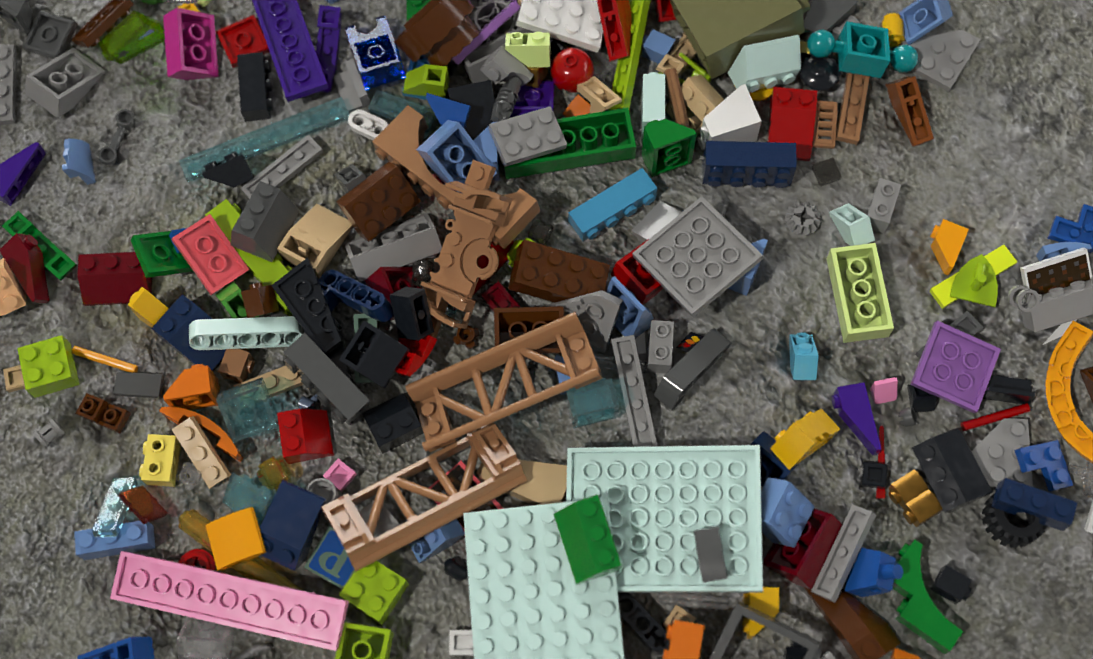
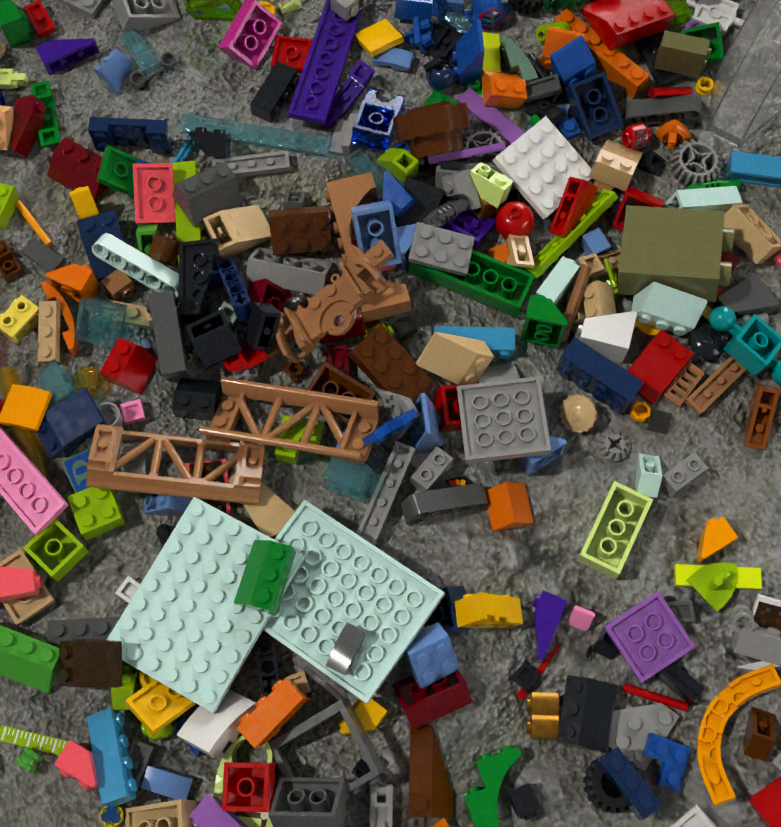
camera: 30 degrees right, 0 degrees up
(90, 128) = (139, 52): none -> clear light blue plate
(137, 212) = (130, 132): none -> dark blue piece
(206, 195) = (185, 150): none -> dark azure axle
(369, 127) = (337, 172): white plate -> none
(515, 393) = (295, 434): none -> lime brick
(602, 327) = (390, 427): none -> blue plate
(613, 228) = (455, 358): none -> tan slope
(750, 334) = (508, 506): none -> orange slope
(753, 209) = (578, 413): none -> tan piece
(803, 356) = (535, 550): medium azure slope -> none
(804, 173) = (640, 412): none -> light orange tile
(843, 553) = (455, 719): light grey plate -> none
(872, 573) = (466, 748): blue torso -> none

